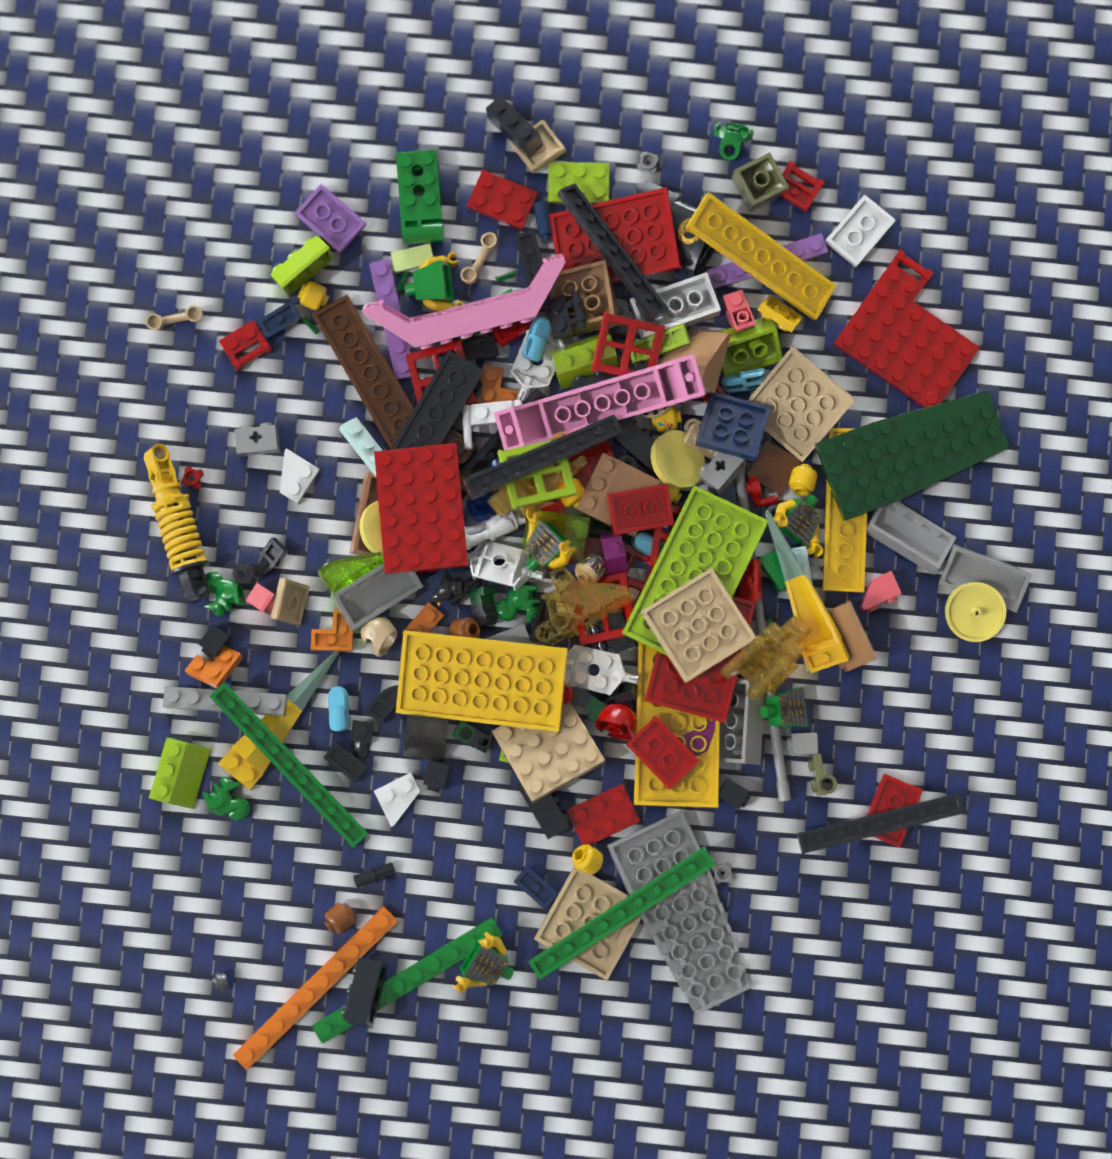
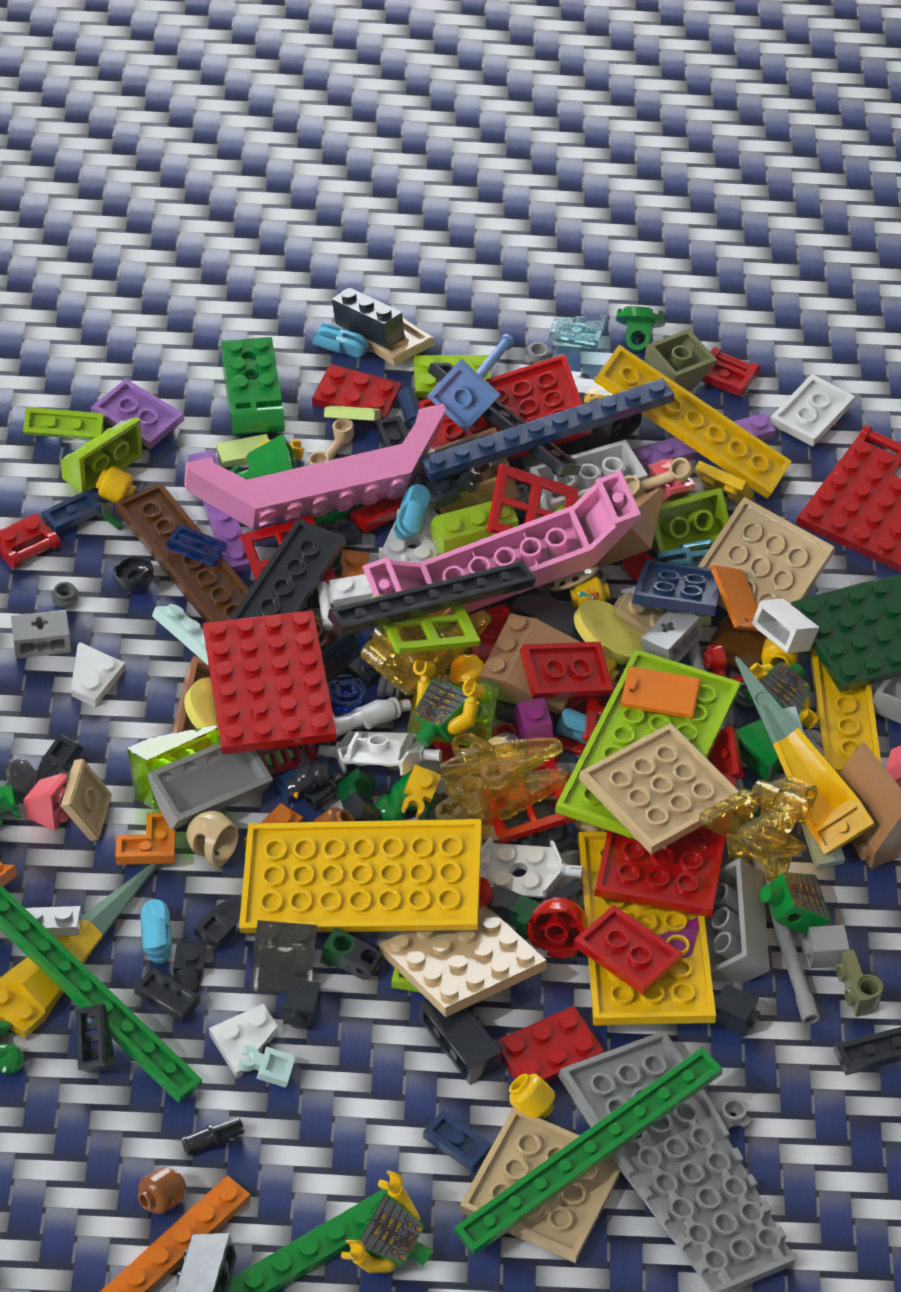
camera: 10 degrees left, 35 degrees down
(272, 395) = (65, 594): none -> dark grey plate
(273, 229) = (63, 423): none -> lime plate
(295, 815) = (105, 1047): none -> black slope
(325, 385) = (133, 574): none -> black hair
(387, 369) = (194, 548): none -> clear blue tile
(415, 824) = (273, 1065): none -> light aqua plate
(492, 145) = (340, 340): none -> medium azure arm
(497, 227) = (352, 413): none -> yellowish green tile
(527, 600) = (421, 788): none -> yellow plate
(579, 231) = (466, 391): none -> medium blue tile
(645, 277) = (546, 429): none -> dark blue plate
(683, 138) = (578, 331): none -> clear light blue wing
(708, 530) = (660, 692): none -> orange container
(709, 322) = (679, 470): none -> tan bar
(776, 436) = (736, 596): none -> orange container
(808, 466) = (785, 625): none -> white piece

